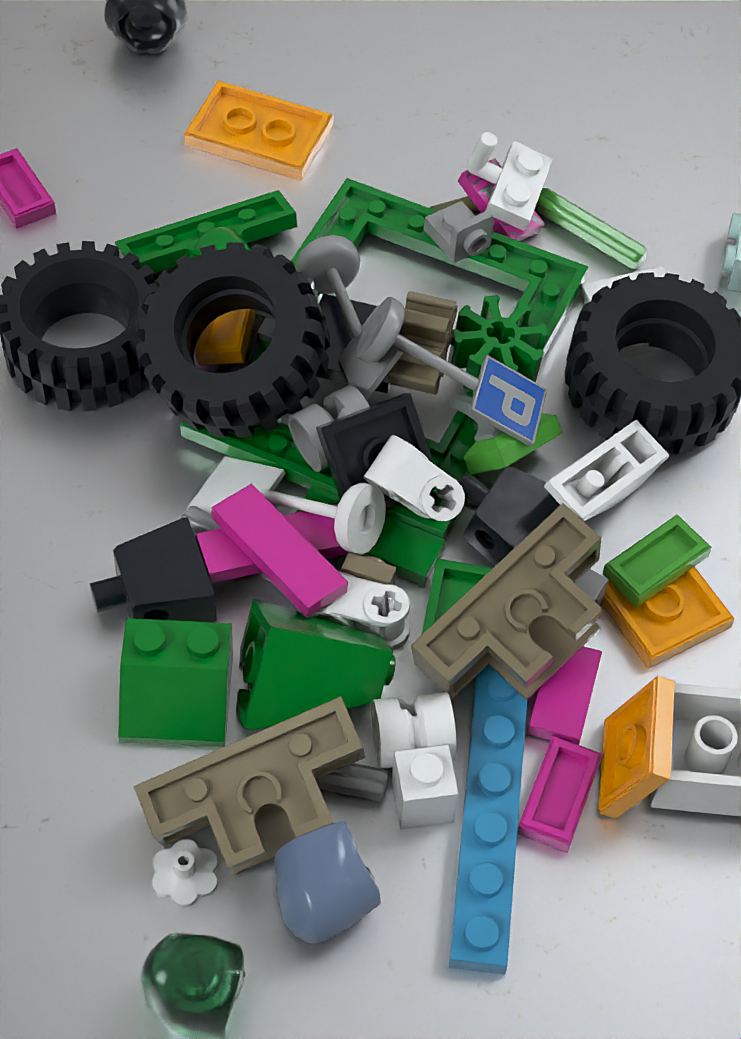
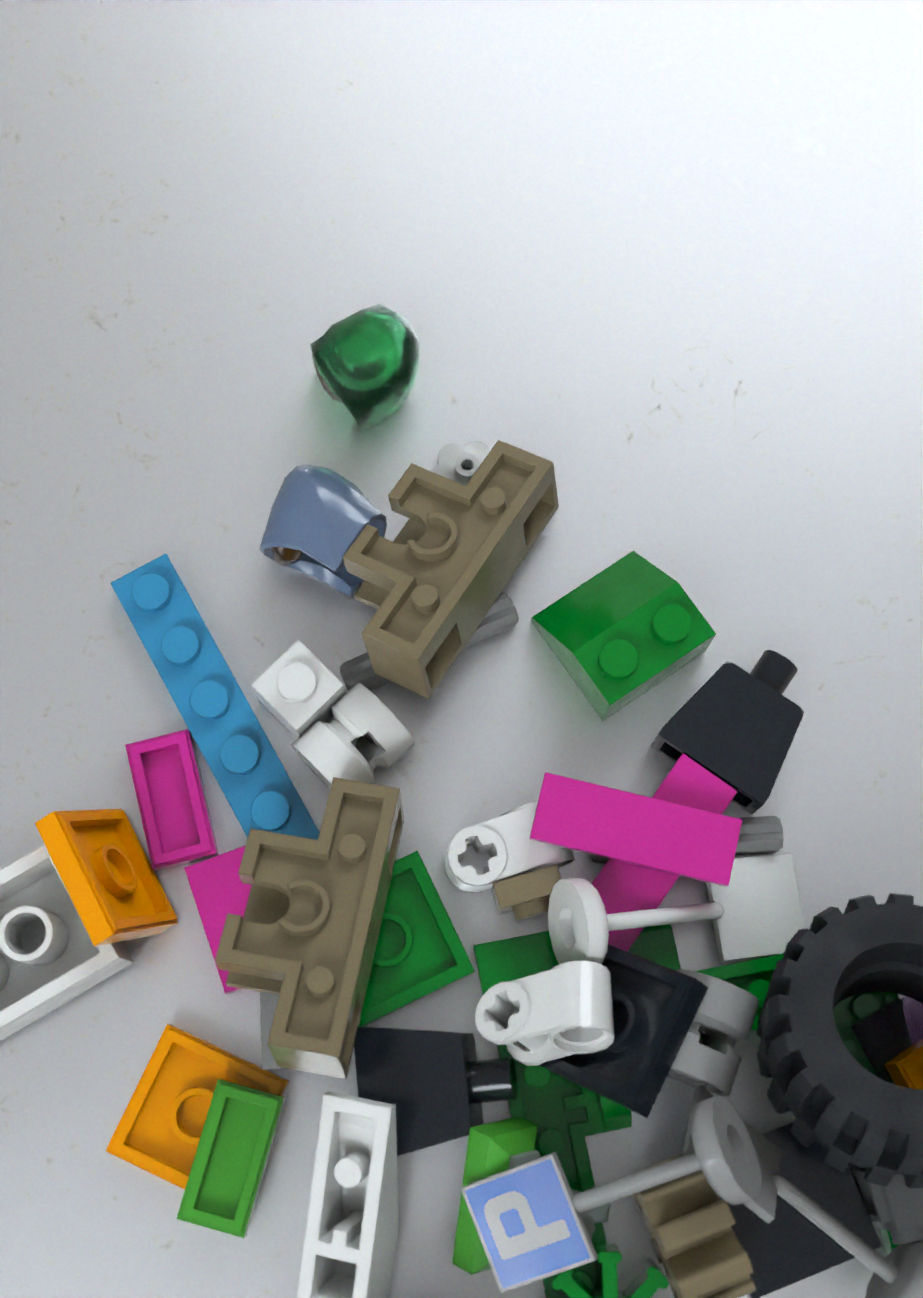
camera: 145 degrees right, 20 degrees up
(305, 663) = (503, 735): green slope -> none

